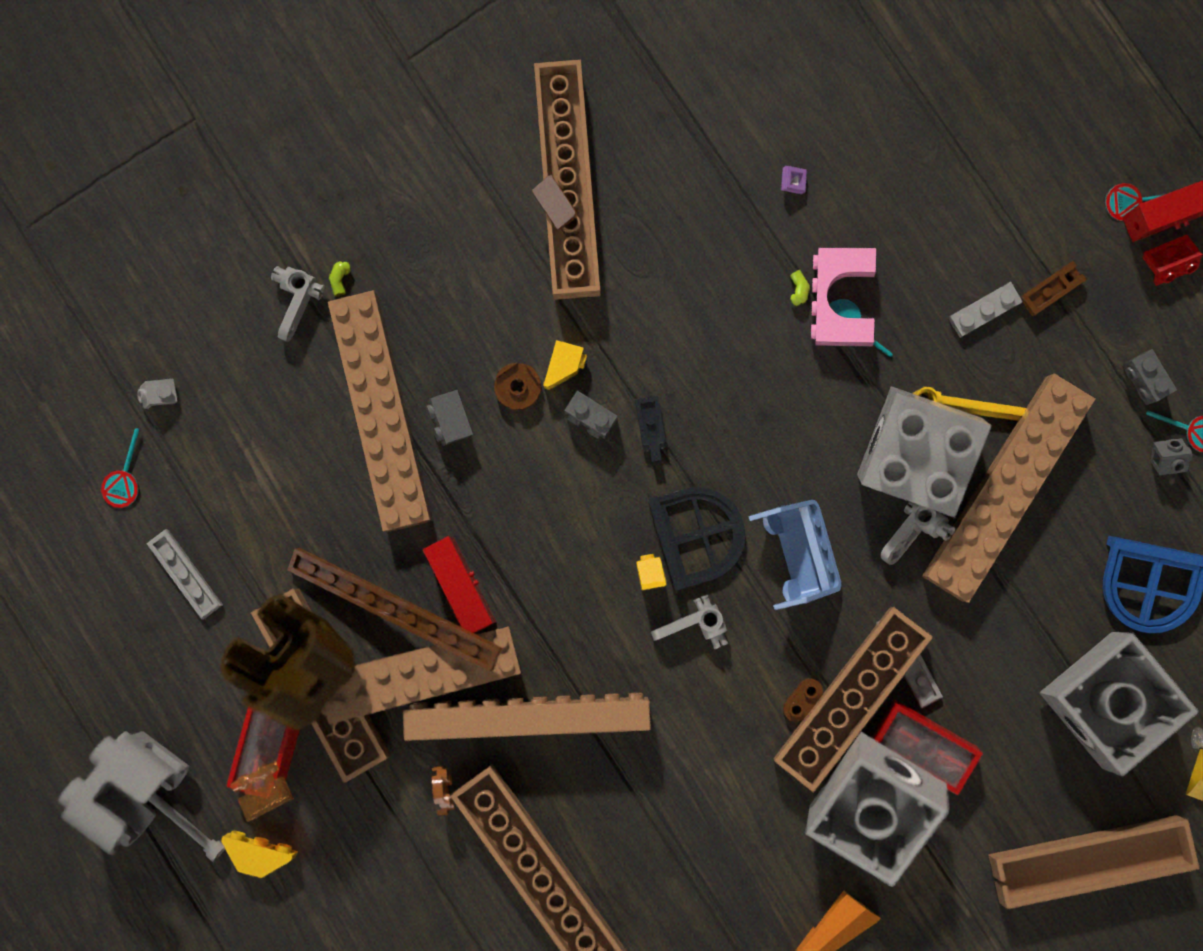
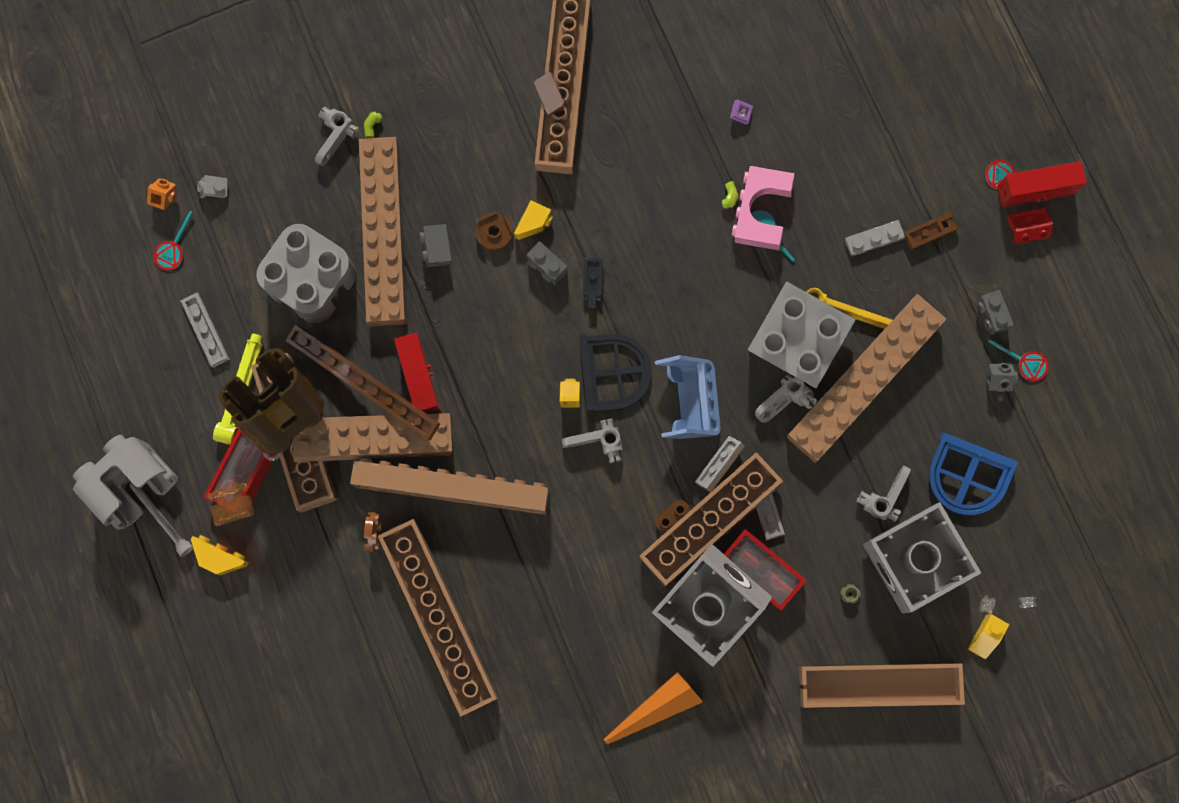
camera: 10 degrees right, 5 degrees down
(95, 414) = (161, 194): none -> orange brick
(245, 629) = (226, 430): none -> neon yellow piece
(295, 483) = (305, 272): none -> light grey piece
(848, 625) = (719, 464): none -> light grey plate
(1040, 637) = (870, 501): none -> light grey piece
(1040, 755) = (855, 594): none -> olive plate

